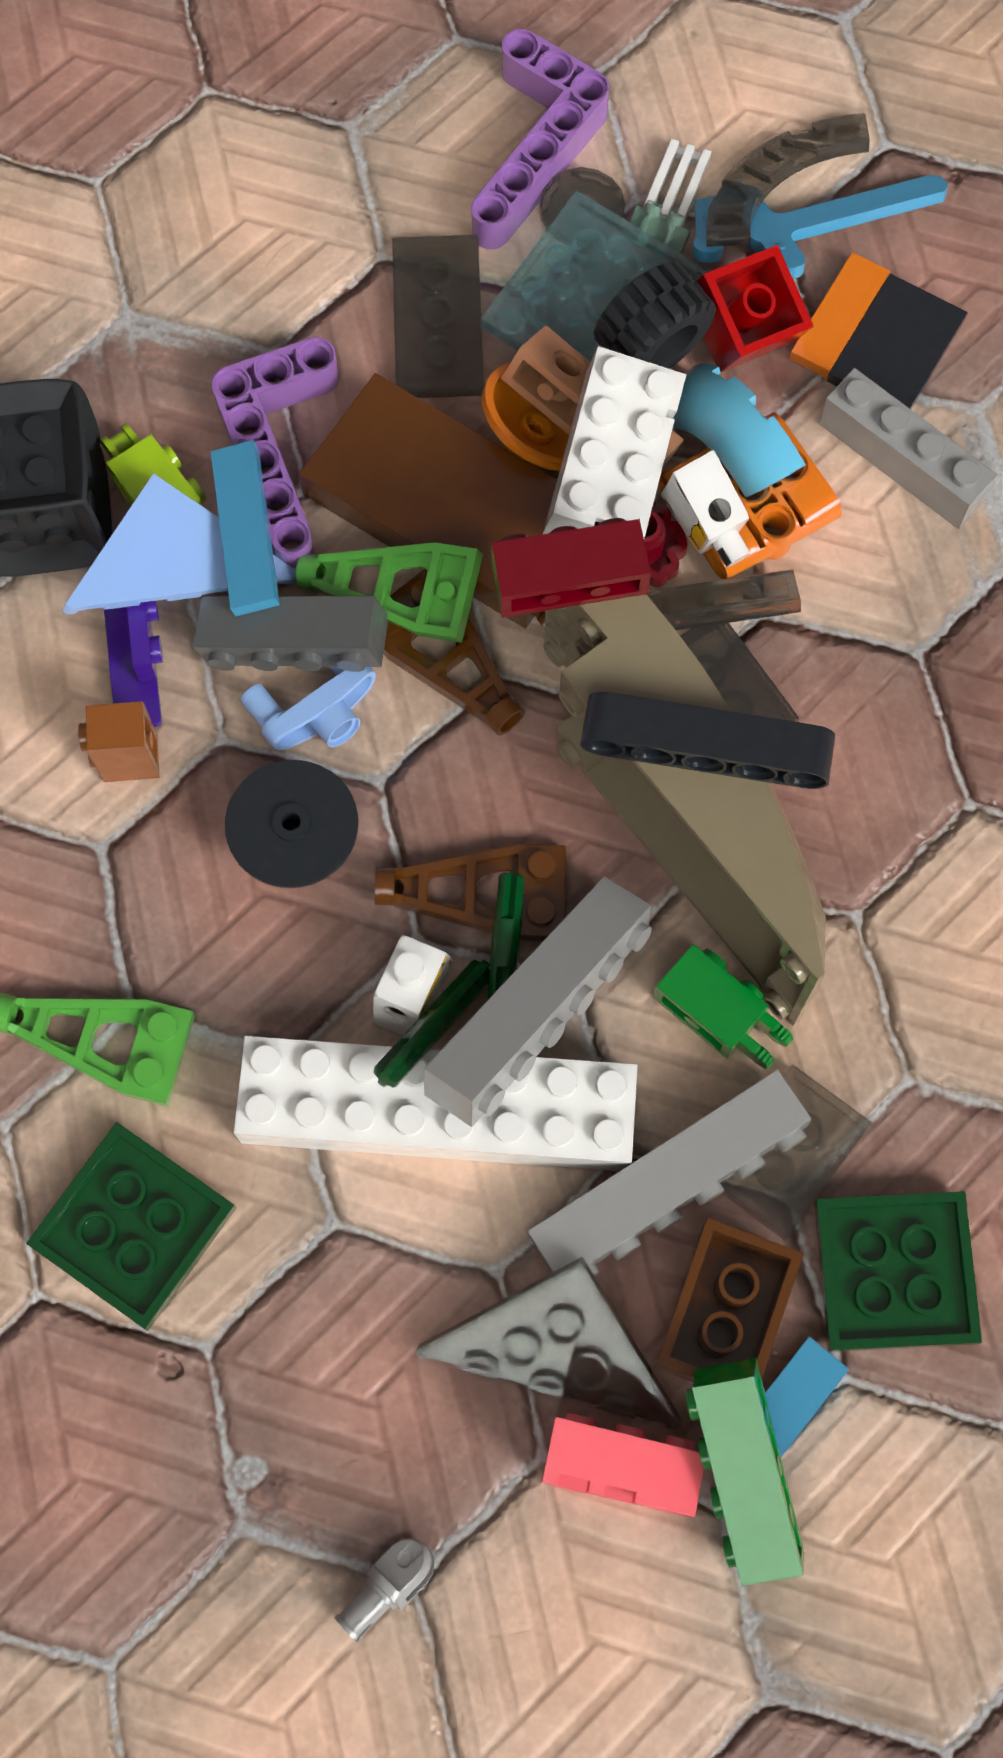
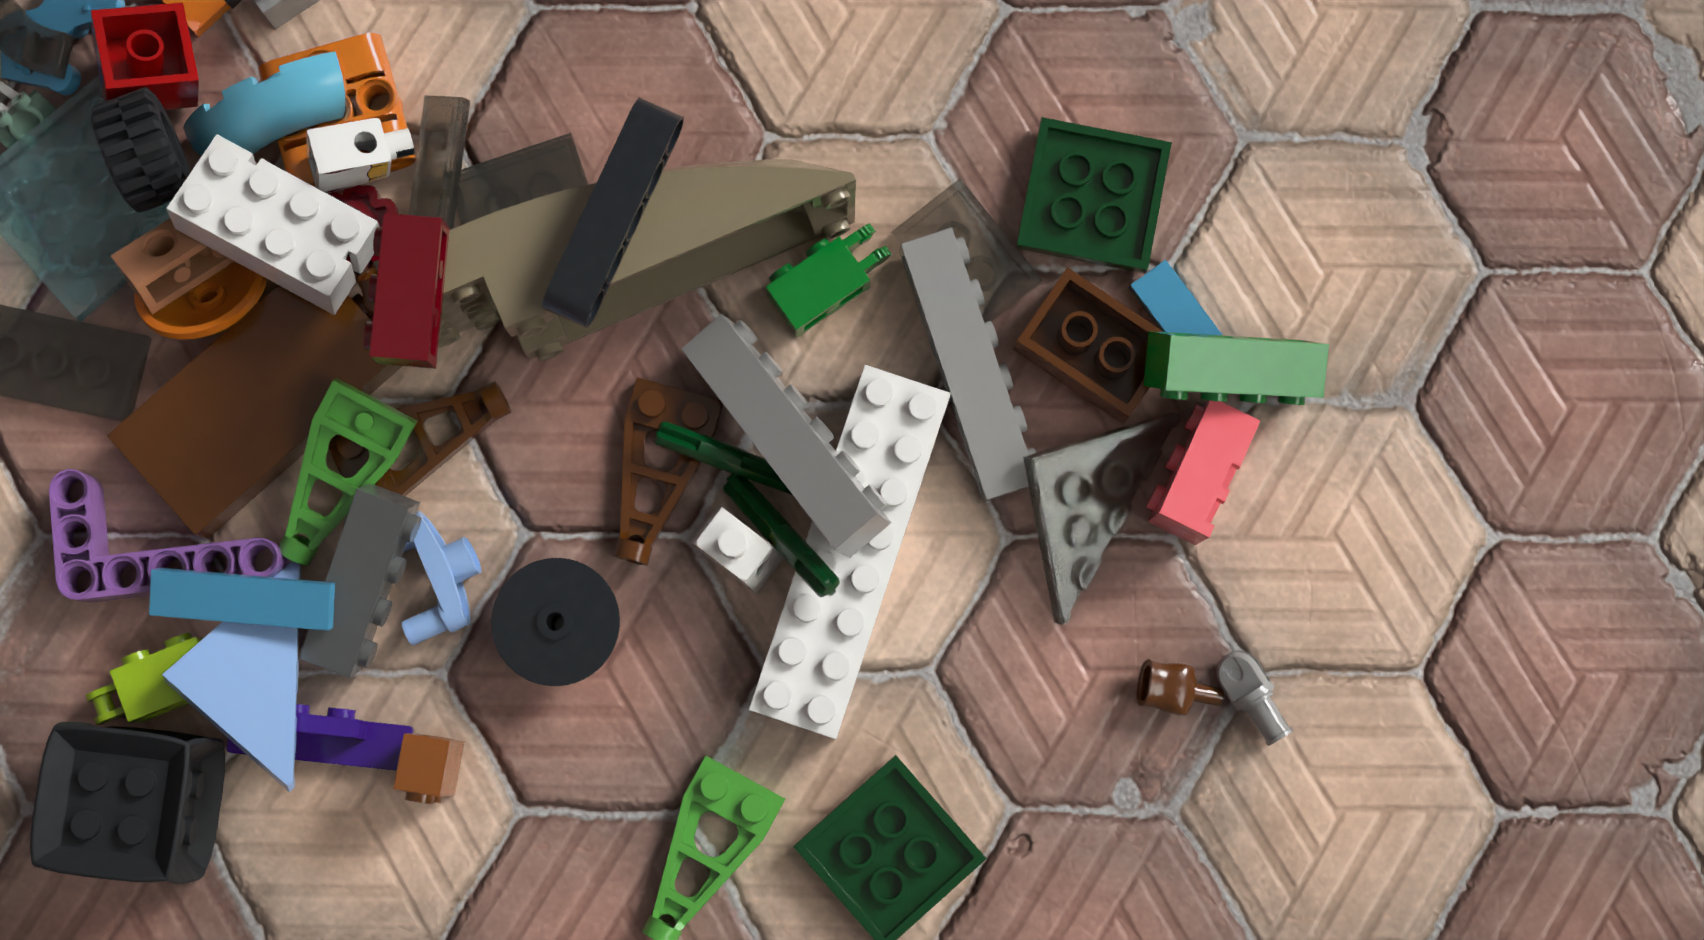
camera: 80 degrees left, 10 degrees up
(374, 1494) = (1173, 688): none -> reddish brown piece

